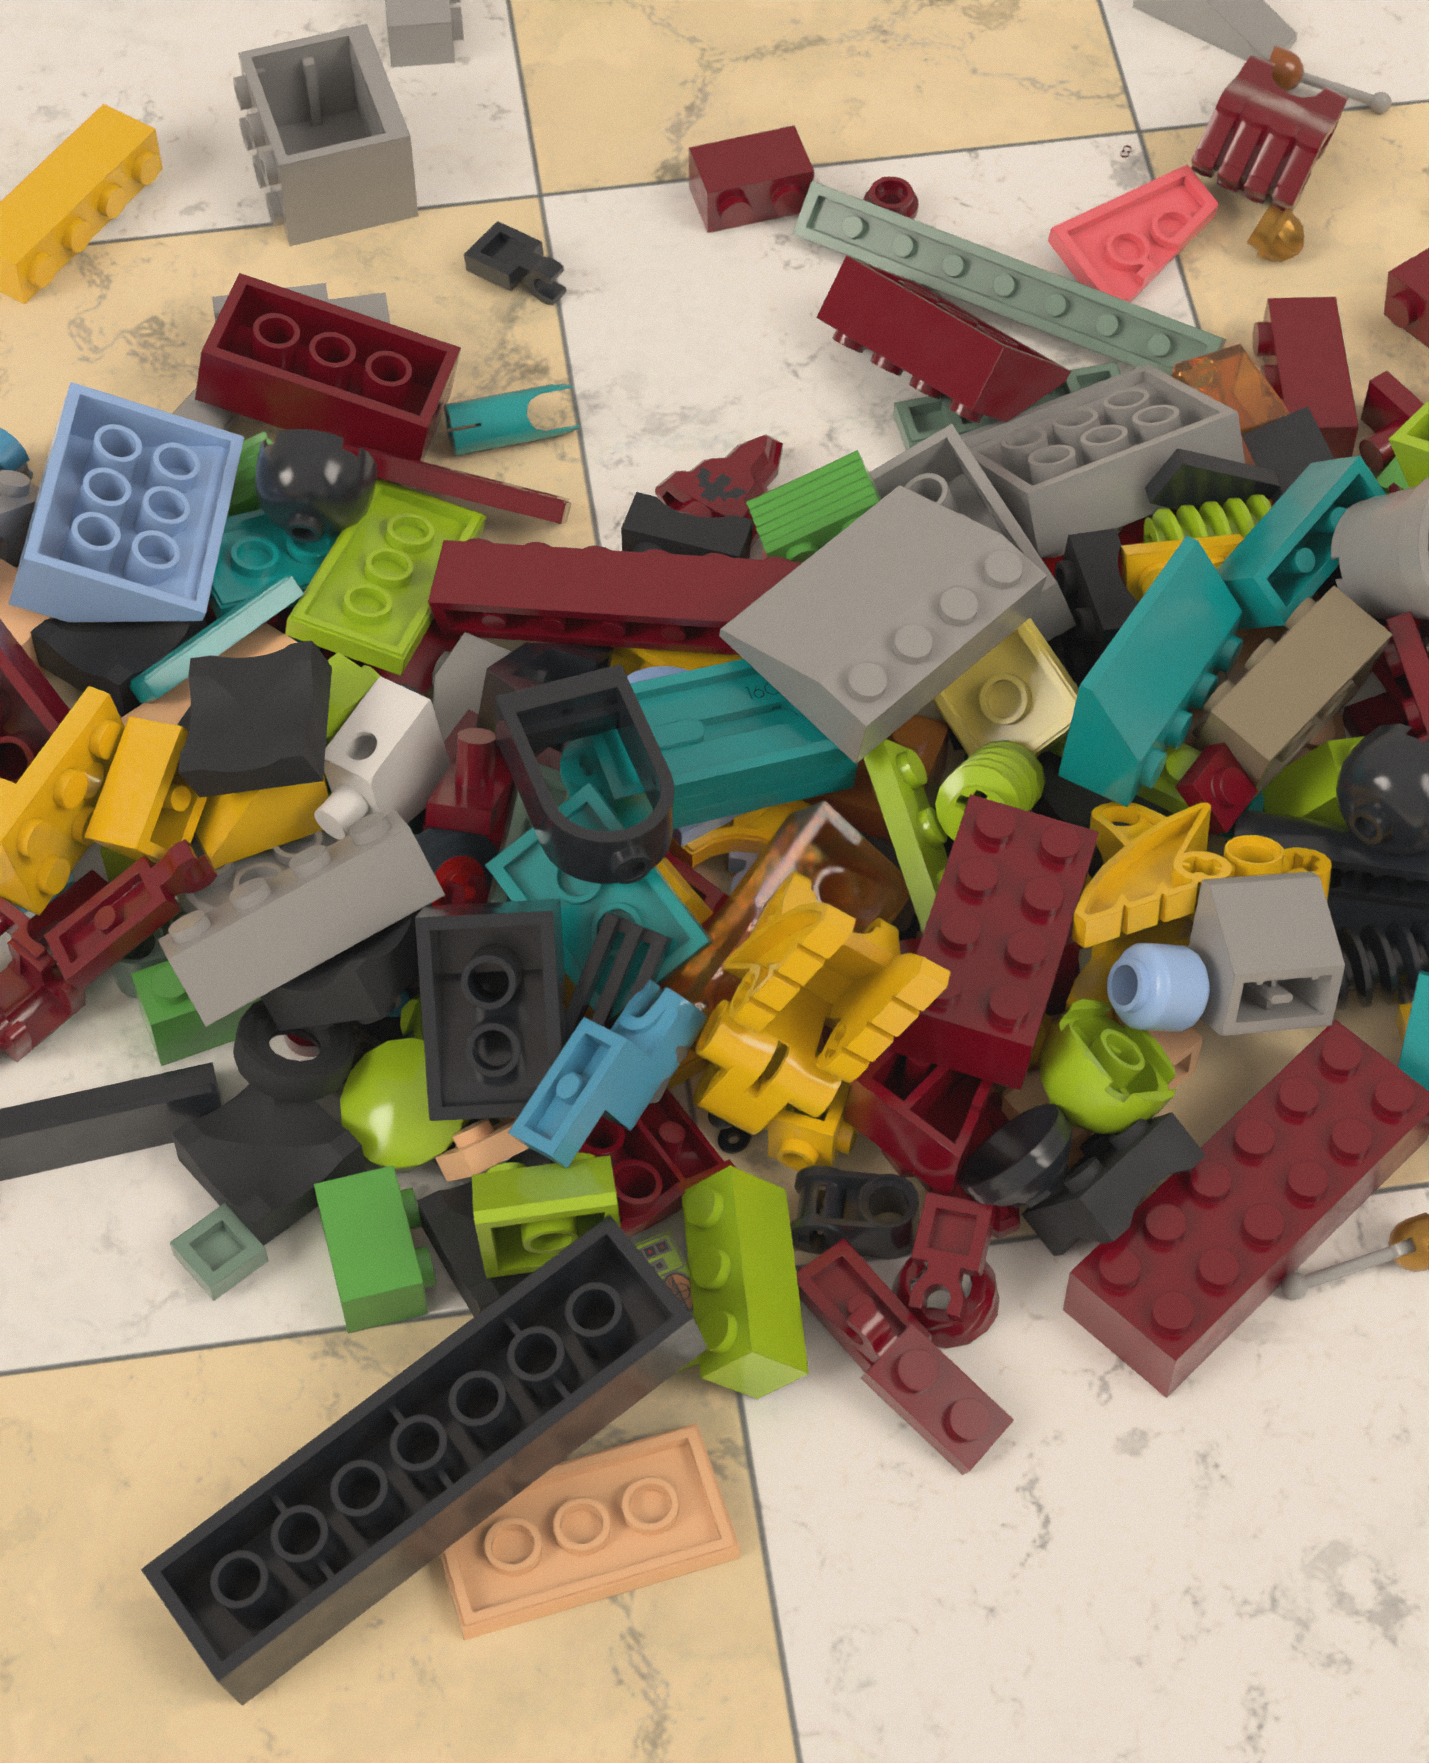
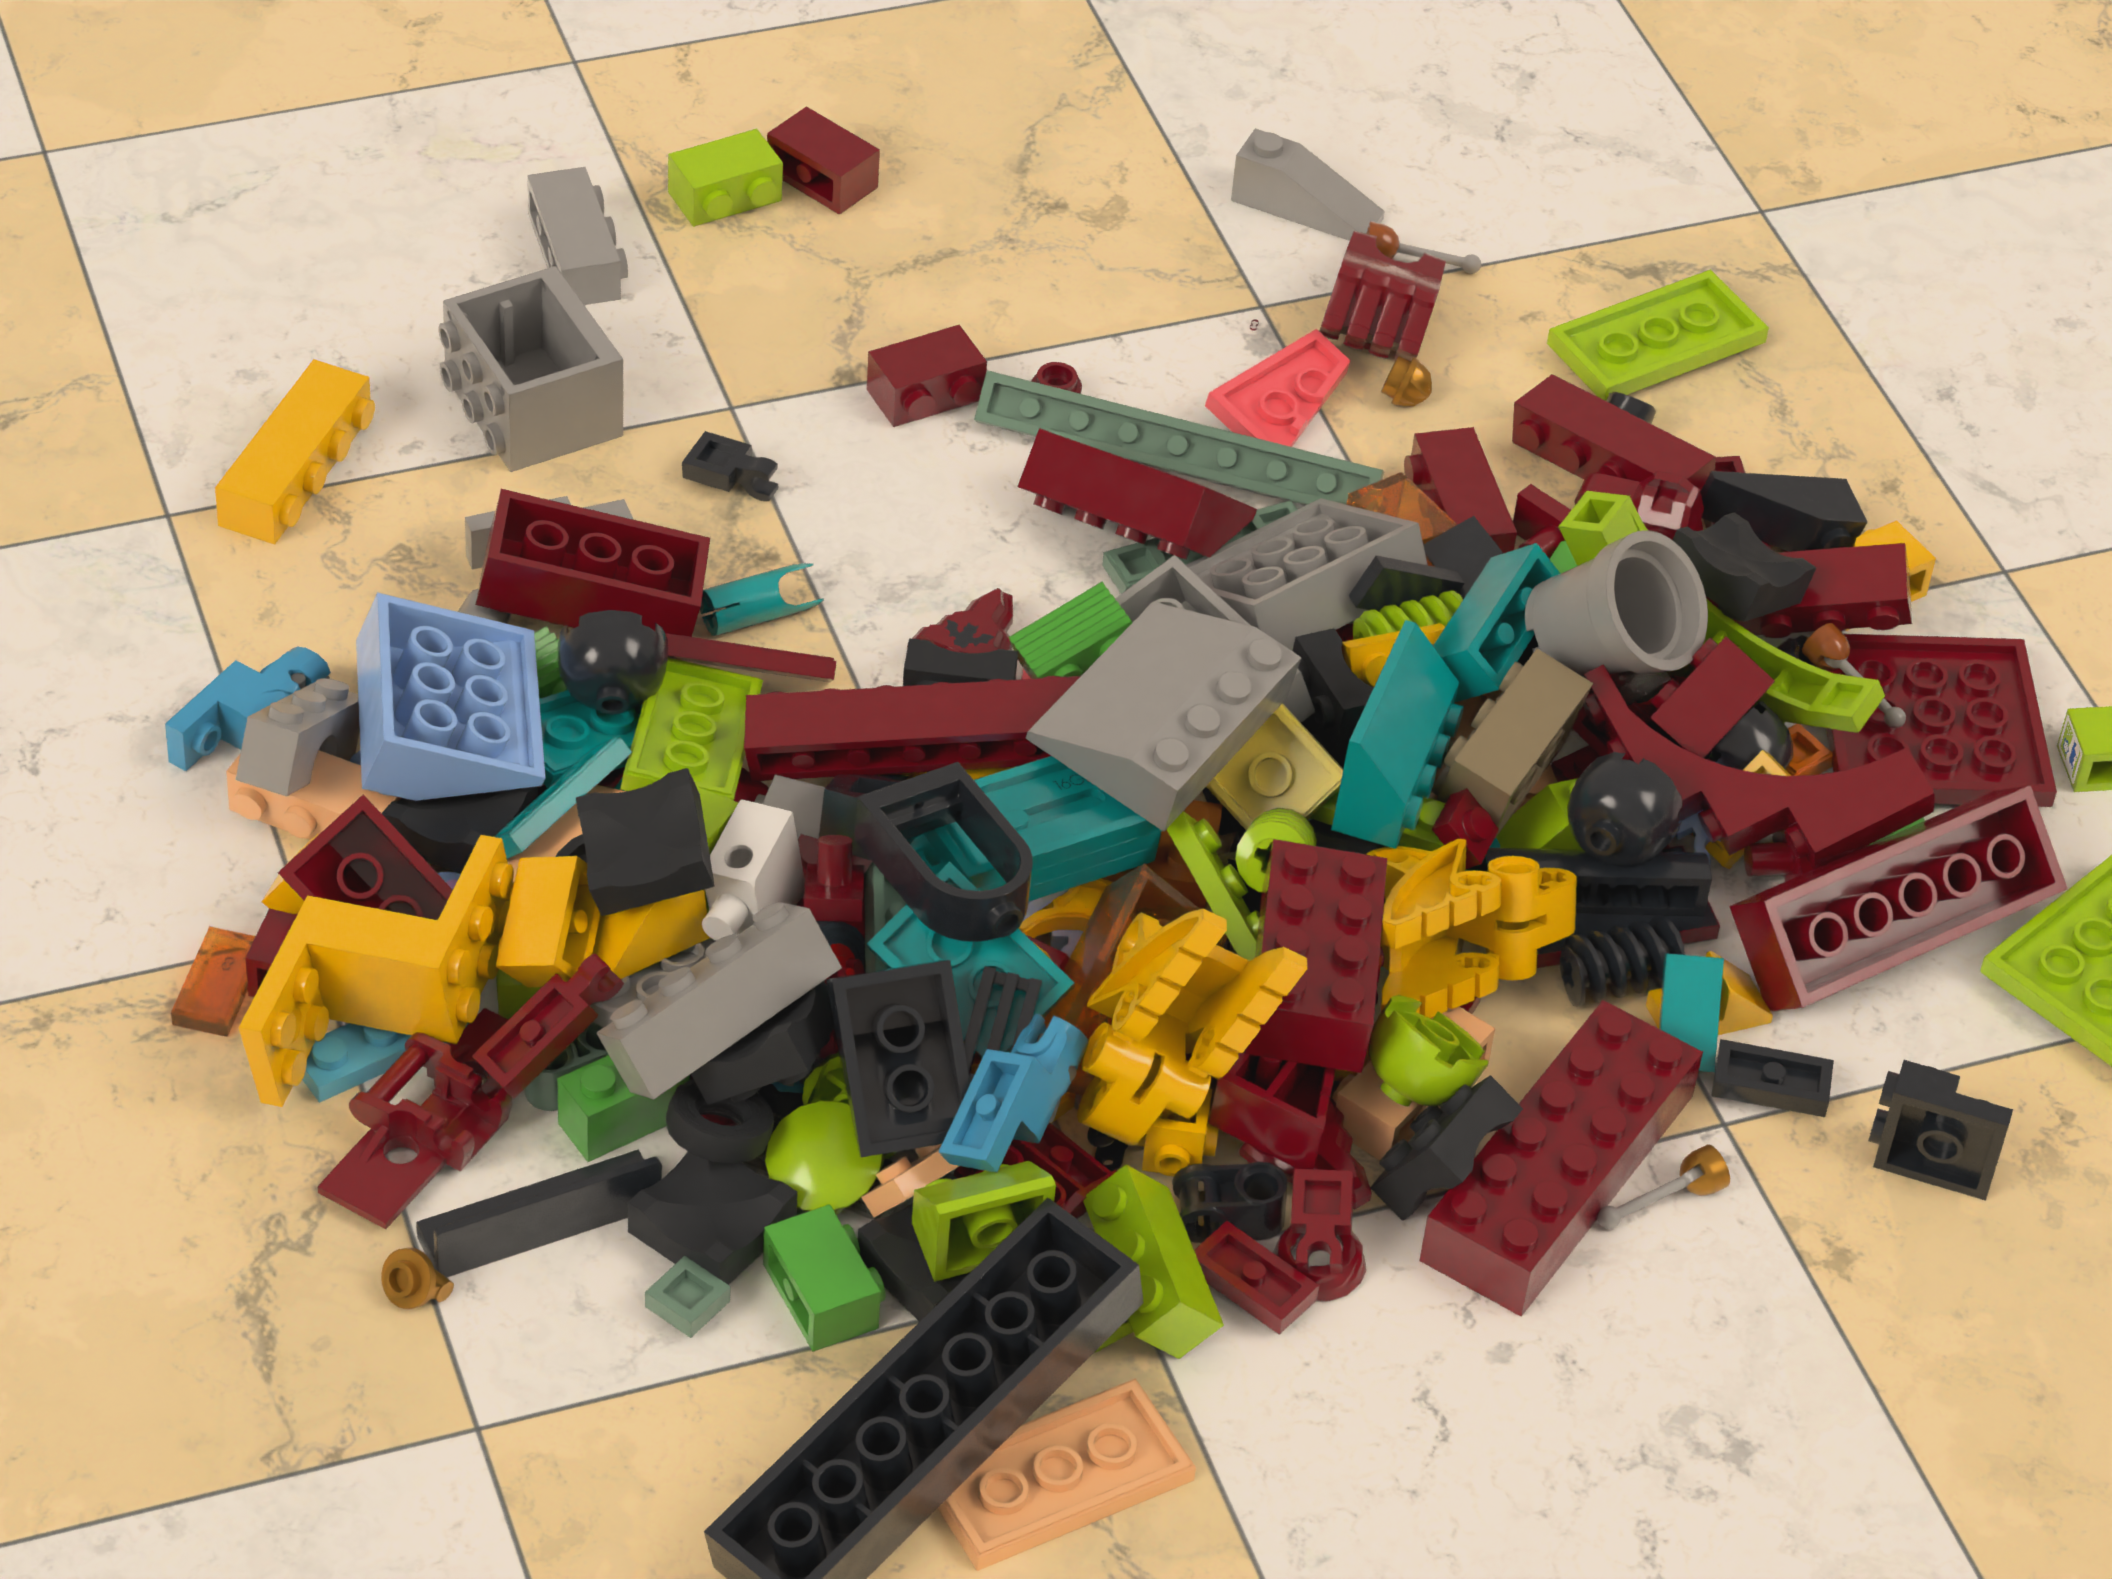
camera: 15 degrees left, 10 degrees down
(926, 1388) = (1323, 1324): dark red plate -> none
(1020, 1160) = (1369, 1132): black piece -> none
(1158, 987) = (1459, 979): light blue head -> none
(1267, 953) = (1536, 948): light grey slope -> none

